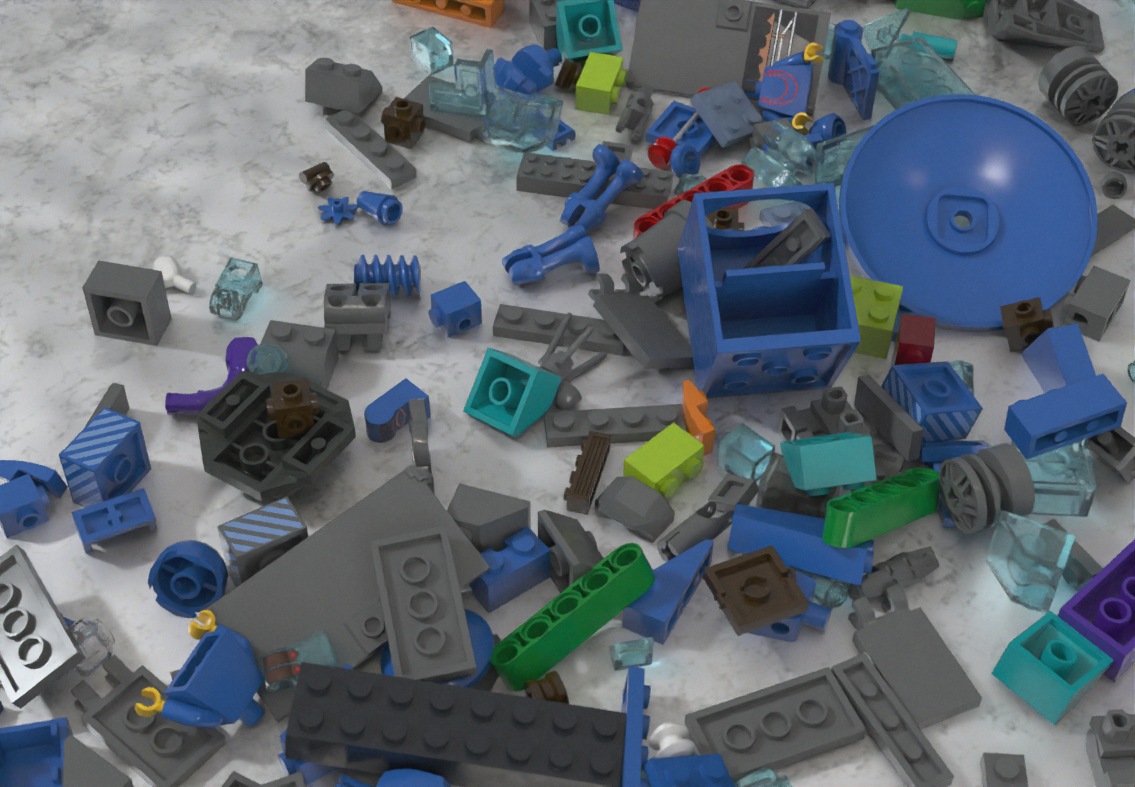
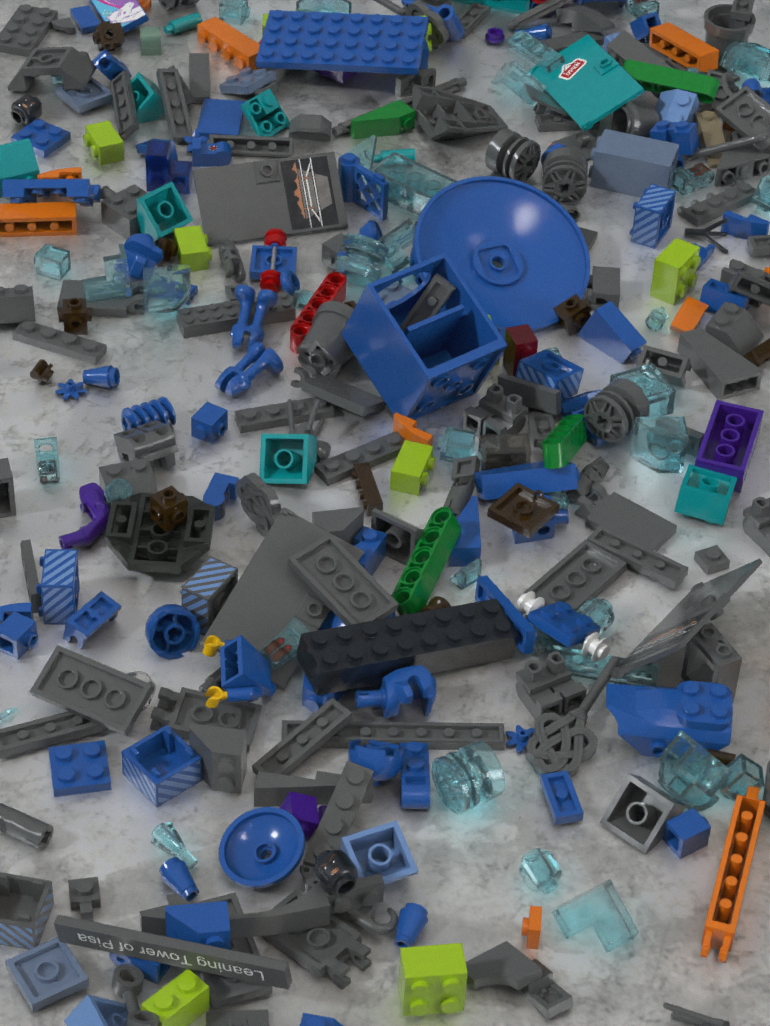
camera: 30 degrees left, 5 degrees down
(636, 507) = (410, 497): dark grey slope -> none
(727, 113) = (298, 242): sand blue plate -> none
(786, 88) = (327, 212): blue torso -> none
(830, 462) = (520, 425): teal slope -> none
(1064, 416) = (638, 353): blue brick -> none

